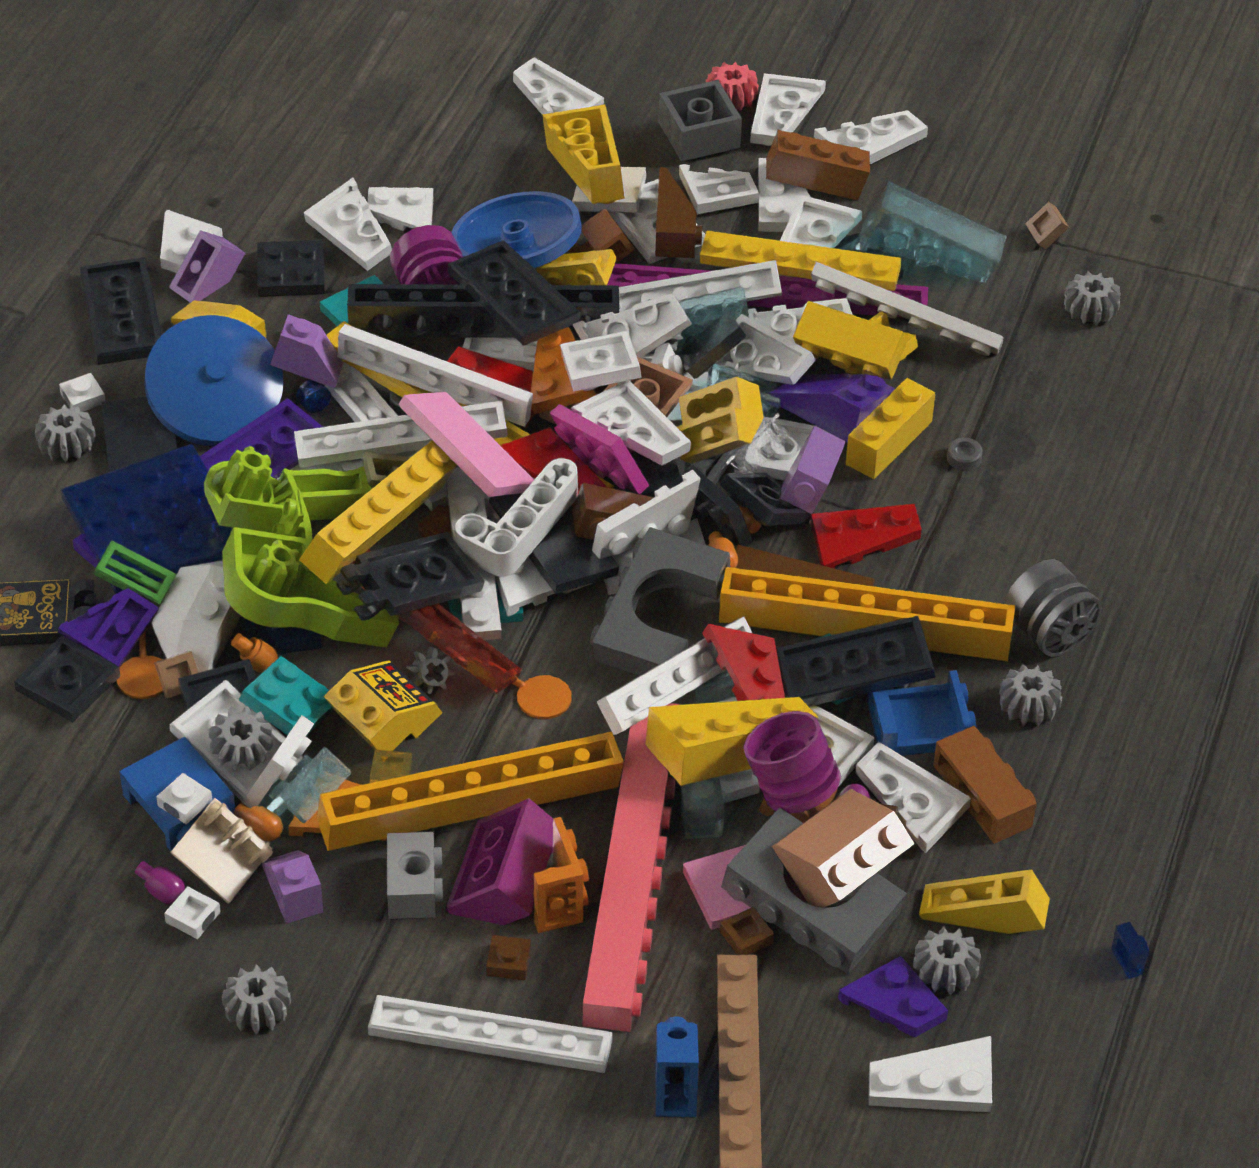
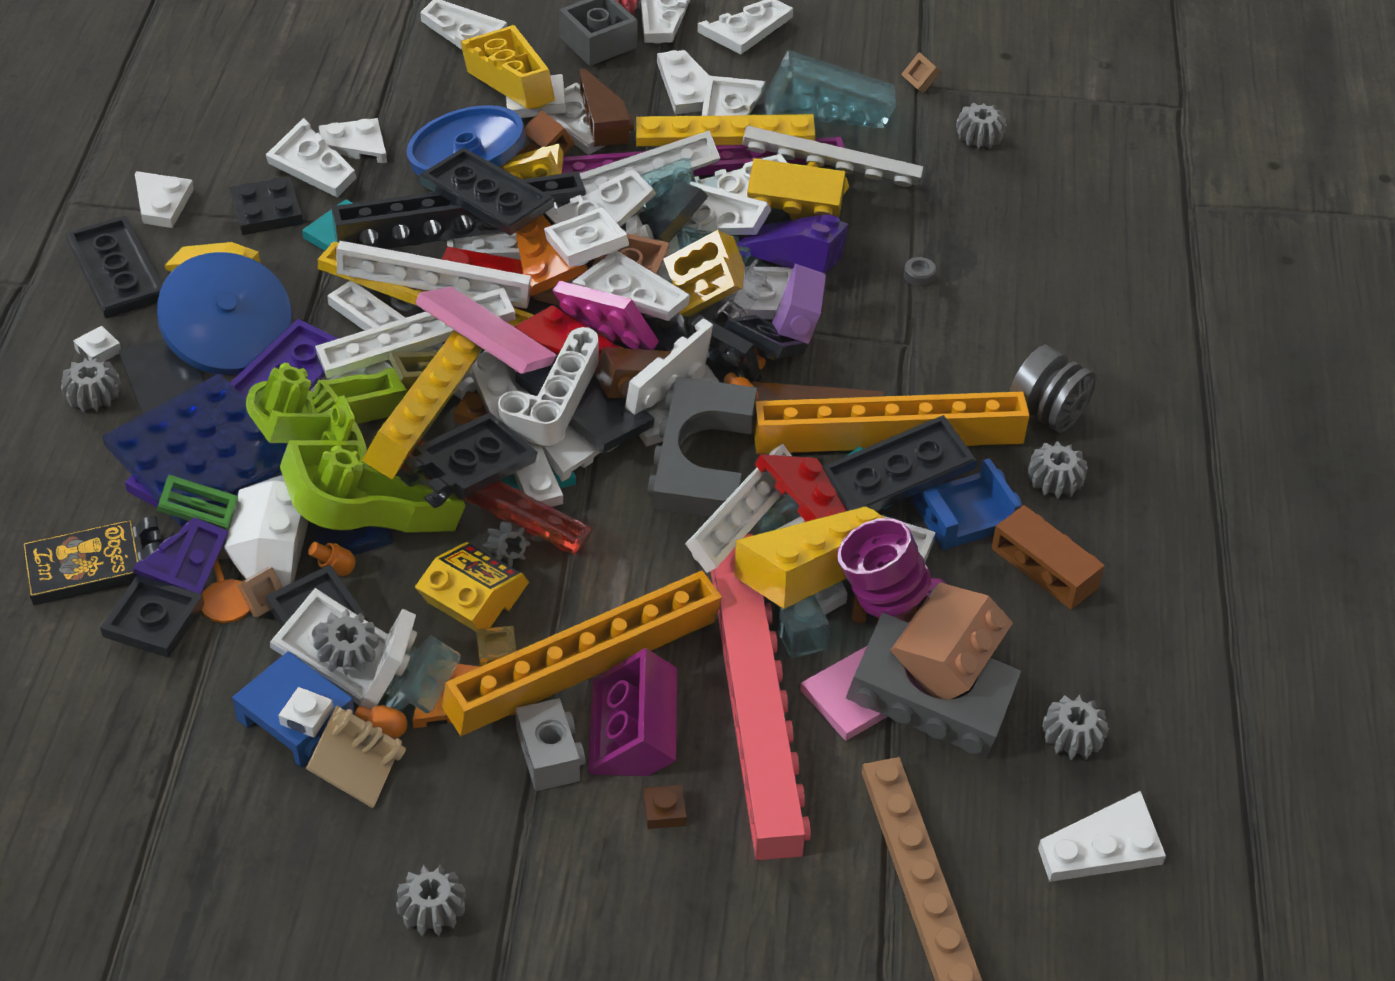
camera: 15 degrees left, 0 degrees up
(161, 882) = (301, 800): magenta cylinder -> none
(192, 912) = (341, 824): white plate -> none
(206, 267) = (187, 215): medium lavender slope -> none
(286, 694) = (377, 593): teal plate -> none
(294, 885) = (435, 776): medium lavender slope -> none
(307, 352) = (307, 272): medium lavender slope -> none
(313, 396) = (320, 312): clear blue bush -> none
(424, 256) = (392, 173): magenta wheel -> none
(490, 1033) = (670, 886): white tile -> none
(543, 696) = (617, 550): orange piece -> none
(561, 889) = (702, 725): orange bracket -> none
(676, 1050) = (863, 865): blue torso -> none
(718, 189) = (633, 82): white wing -> none
(746, 932) = (882, 737): reddish brown plate -> none
(817, 165) = (713, 49): dark orange brick -> none
(854, 533) = (853, 353): red wing -> none
(890, 428) = (852, 258): yellow brick -> none
(896, 997) = (1040, 772): dark purple wing -> none
(923, 801) = (976, 570): white wing -> none
(992, 902) = (1092, 665): yellow slope -> none
(1130, 950) = (1232, 684): clear blue plate -> none

